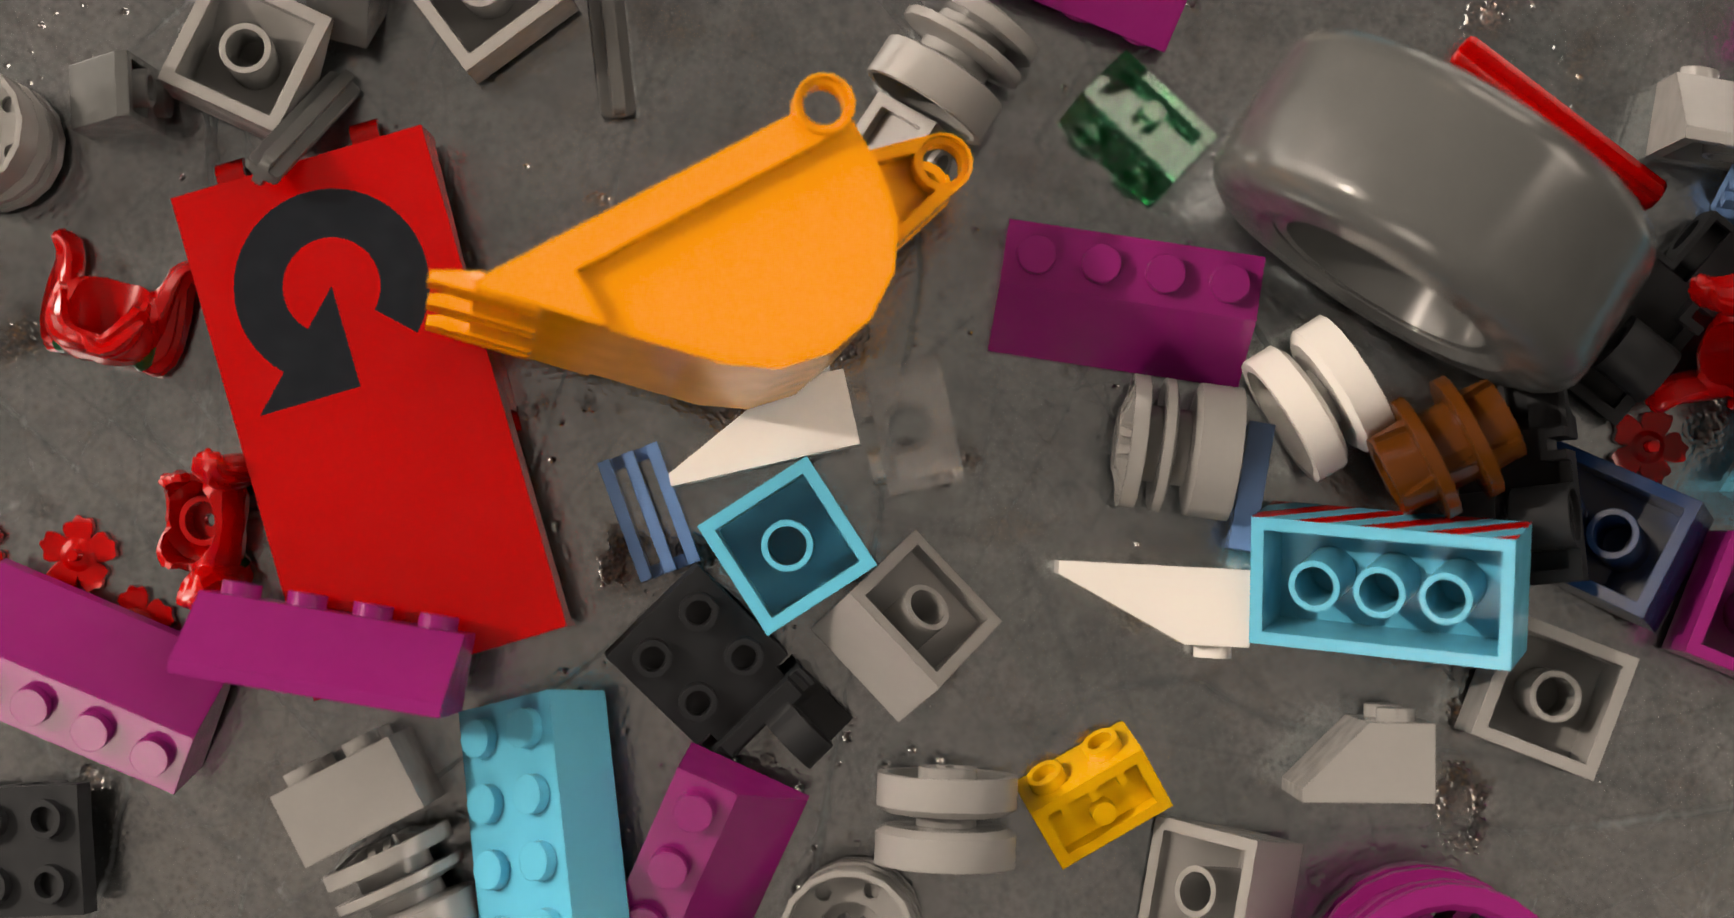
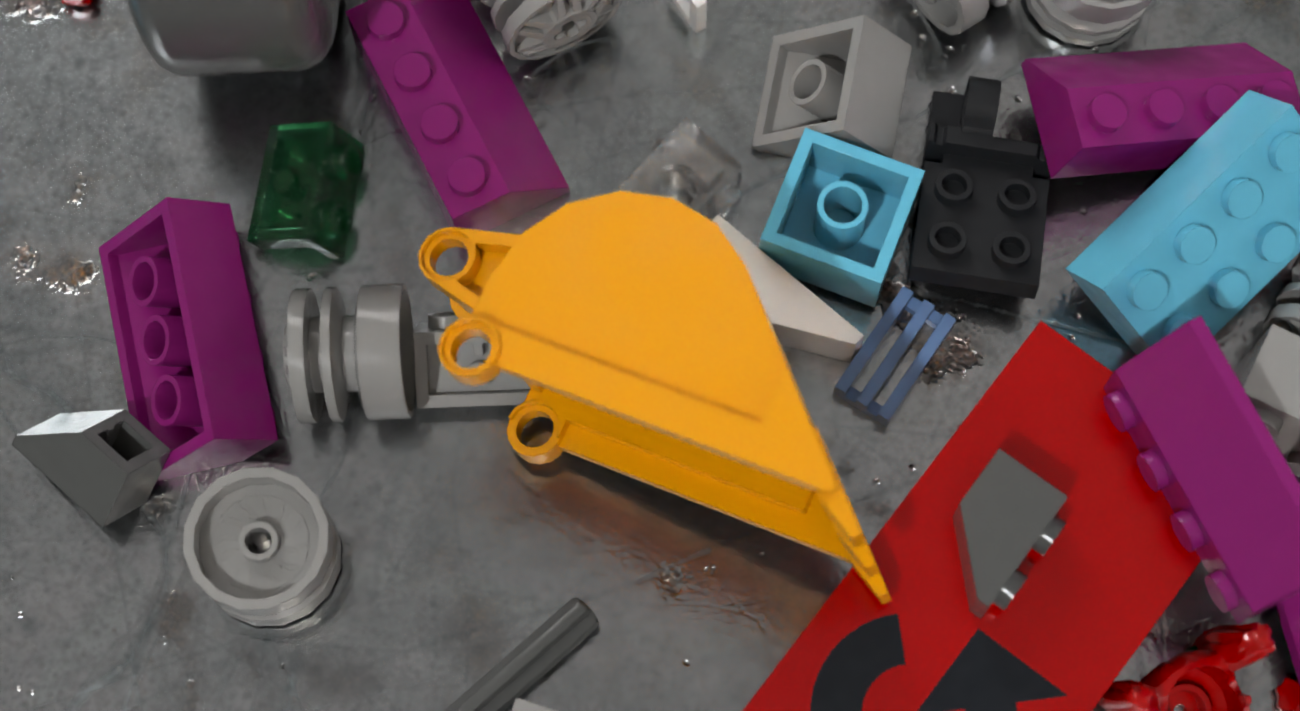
camera: 130 degrees left, 15 degrees down
(416, 457) = (998, 526): none -> dark grey slope

